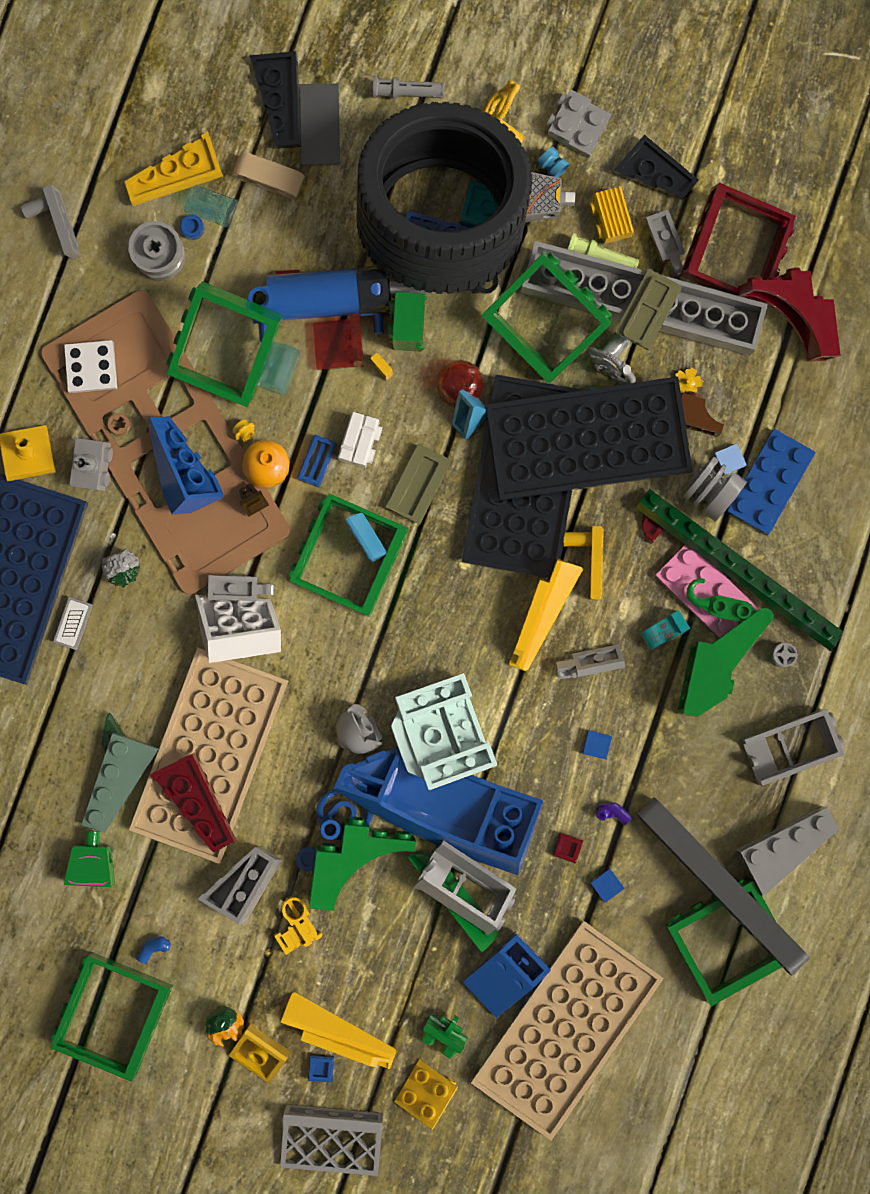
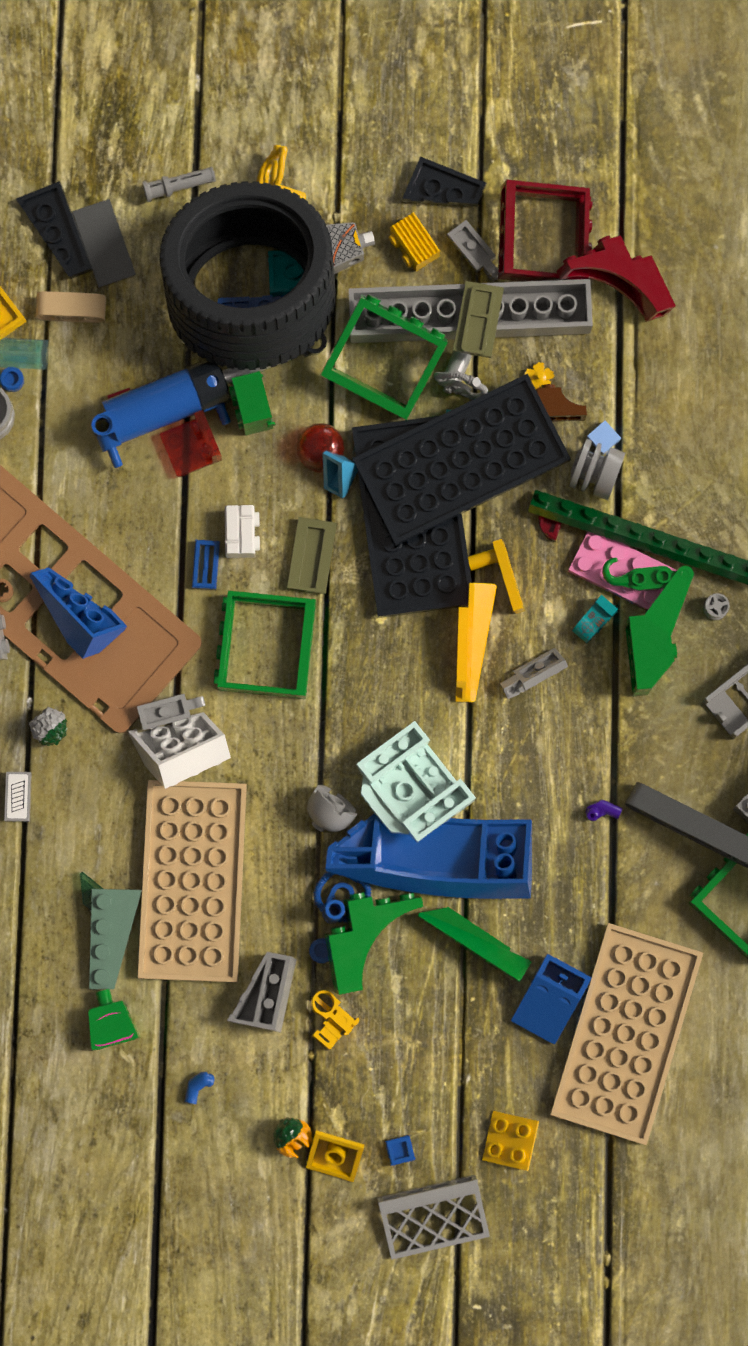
camera: 20 degrees left, 5 degrees down
(69, 1009) = (135, 1172): green window -> none
(191, 792) = (188, 921): dark red wing -> none
(241, 306) = (88, 437): green window -> none
(243, 430) = (125, 558): yellow plate -> none
(252, 500) = (156, 621): dark brown brick -> none
(265, 464) = (157, 583): light orange cylinder -> none
(279, 368) = (140, 487): clear light blue slope -> none
(335, 1034) = (404, 1111): yellow wedge -> none
(366, 536) = (277, 620): dark azure slope -> none
(382, 366) = (239, 454): yellow tile -> none
(436, 871) = (450, 918): light grey door -> none
(445, 1031) = (510, 1072): green hips -> none
(553, 163) = (341, 210): dark azure wheel -> none
(568, 847) = (570, 858): dark red tile -> none
(577, 123) = (353, 165): light grey plate -> none
(591, 248) = (407, 279): yellowish green pin -> none
(597, 744) = (565, 750): blue tile -> none
(607, 885) = (620, 882): blue tile -> none
(771, 481) = (649, 446): blue plate -> none

